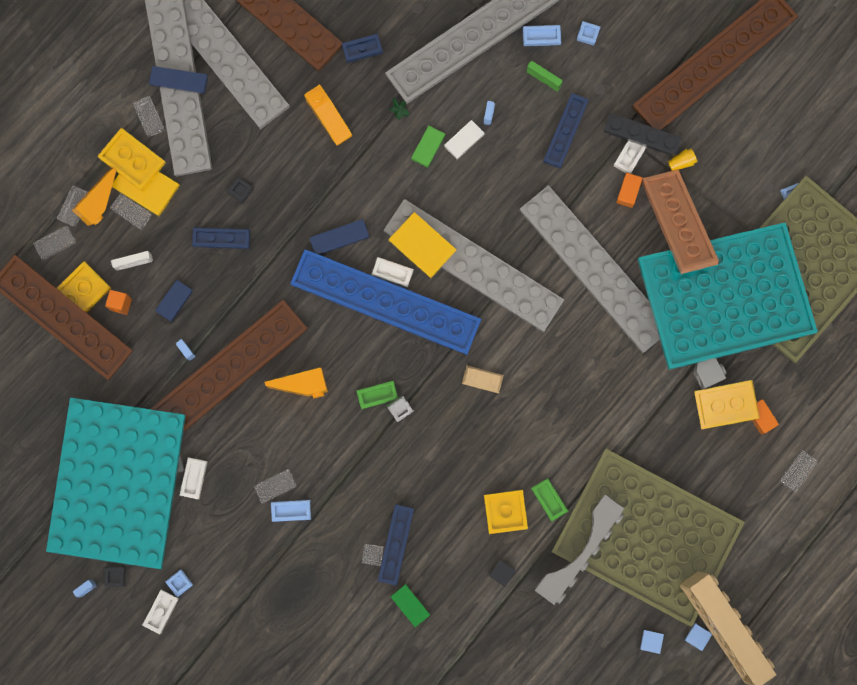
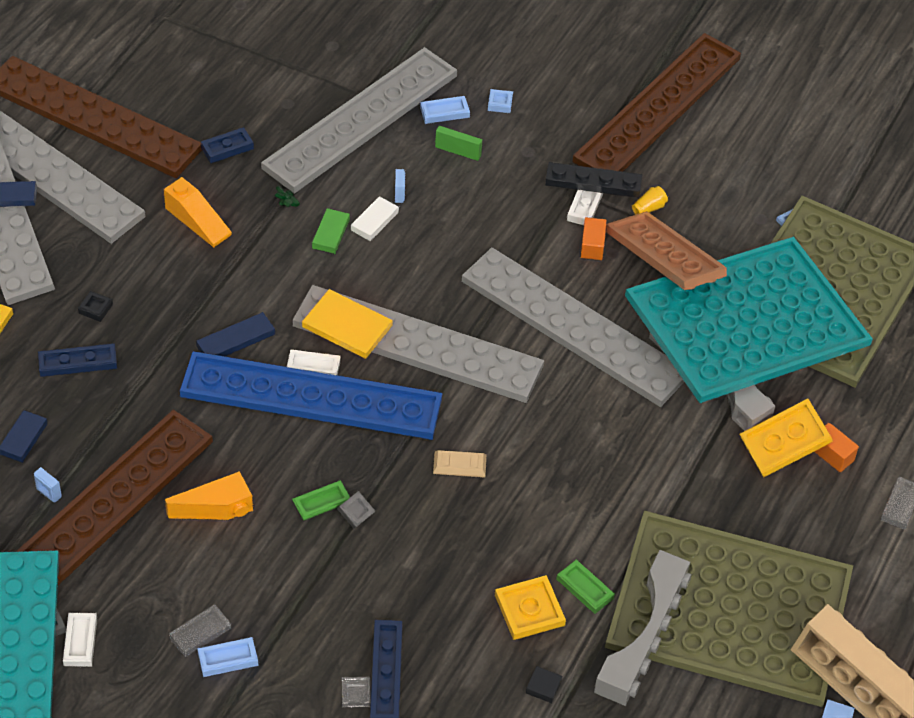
camera: 20 degrees left, 30 degrees down
(566, 130) = (498, 192): dark blue plate -> none

